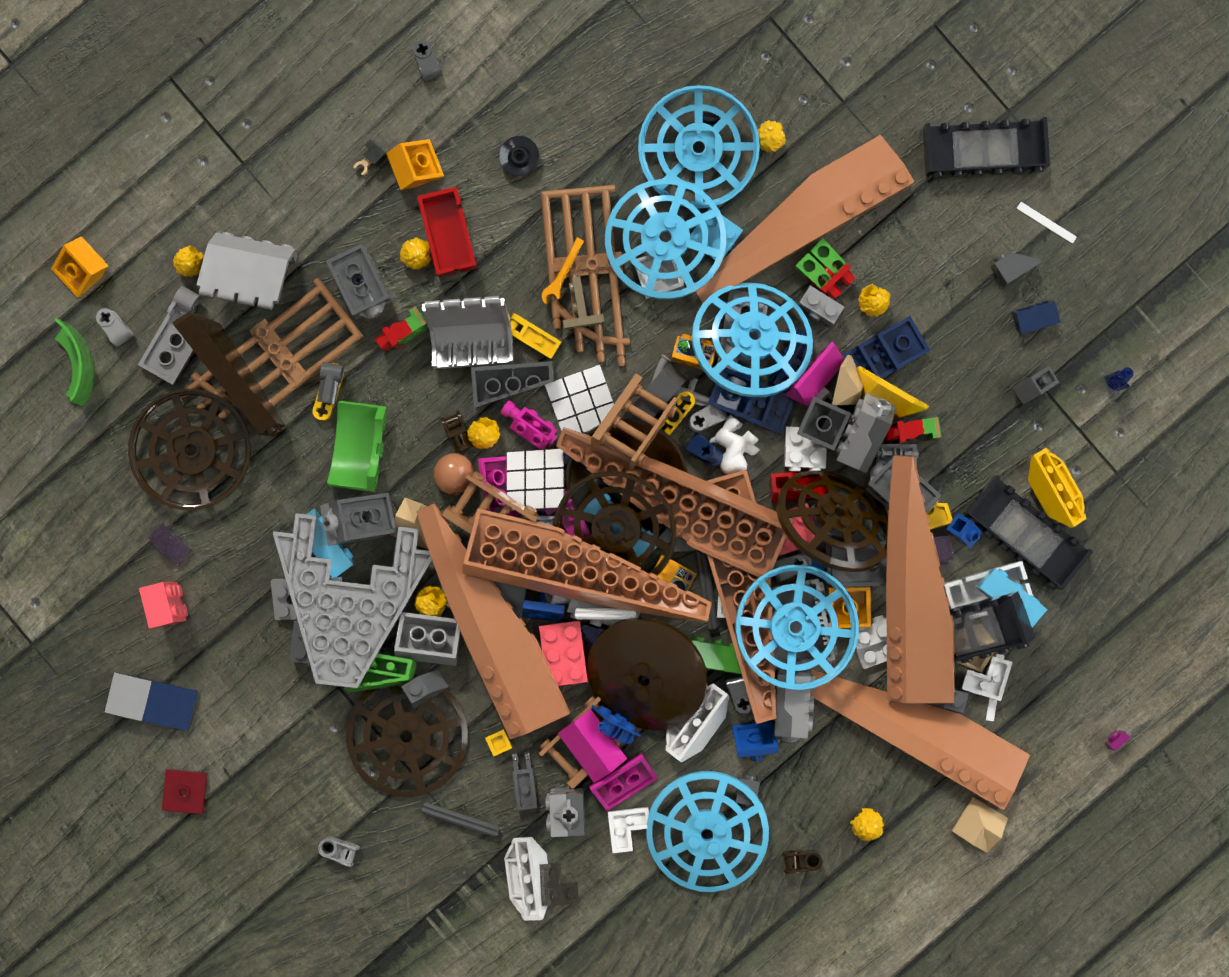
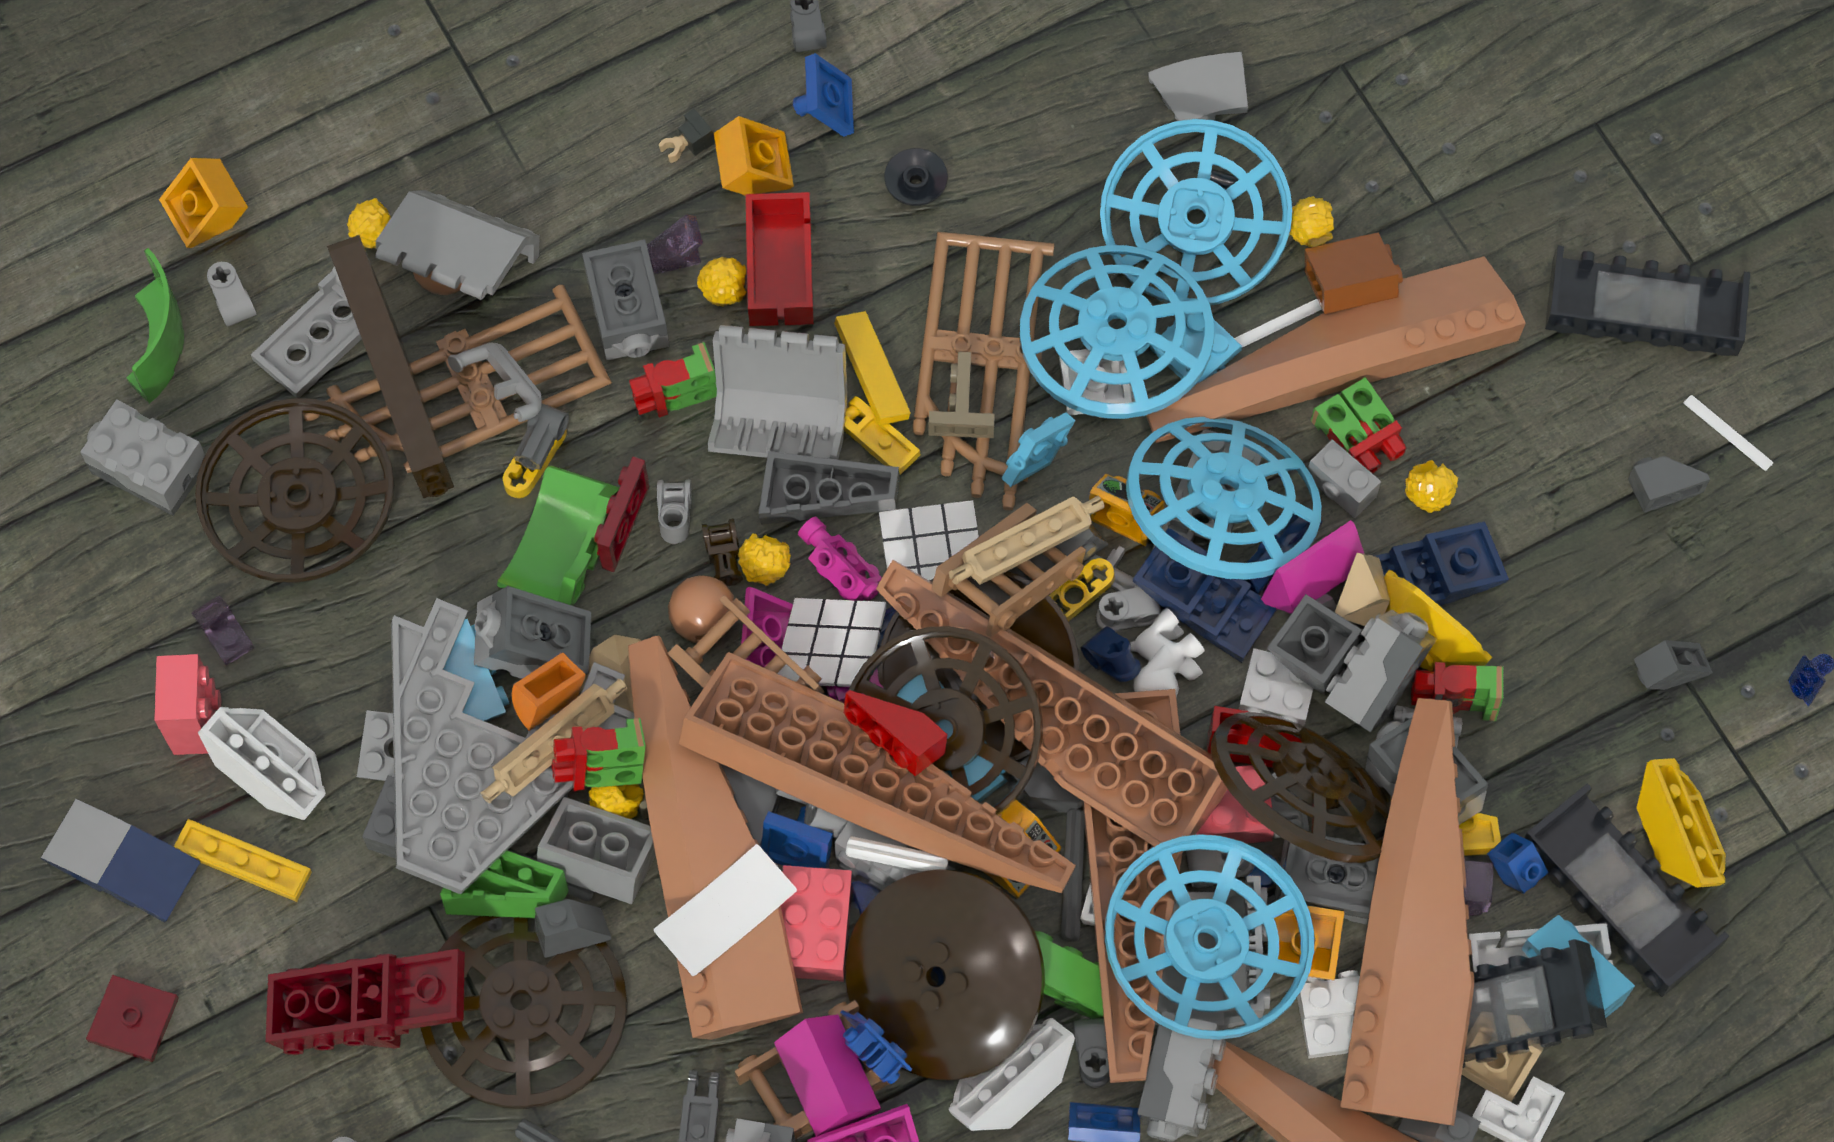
camera: 15 degrees right, 20 degrees down
(91, 447) = (143, 457): none -> light grey piece
(220, 625) = (264, 760): none -> white wedge
(221, 683) = (243, 860): none -> yellow tile
(306, 352) = (514, 377): none -> light grey piece
(316, 762) = (363, 1000): none -> dark red wedge
(375, 555) = (547, 690): none -> orange brick
(380, 235) = (676, 246): none -> clear purple slope
(387, 585) = (536, 752): none -> tan plate
(391, 424) = (622, 513): none -> dark red plate
(418, 591) = (600, 756): none -> hips
(421, 406) = (674, 504): none -> light grey piece
(452, 112) = (827, 95): none -> blue tile
(498, 742) = (672, 1046): yellow plate -> none
(512, 666) = (725, 910): none -> white sticker
(520, 292) = (872, 368): none -> yellow tile
(556, 286) = (930, 367): light orange piece -> none
(594, 542) = (902, 732): none -> red slope
(633, 329) = (1037, 448): none -> medium azure plate
(641, 403) = (1026, 540): none -> tan plate
(686, 56) = (1203, 86): none -> light grey slope
(763, 205) = (1279, 323): none -> white sticker
(802, 167) = (1352, 272): none -> dark orange brick
(1036, 316) = (1689, 561): dark blue hinge -> none

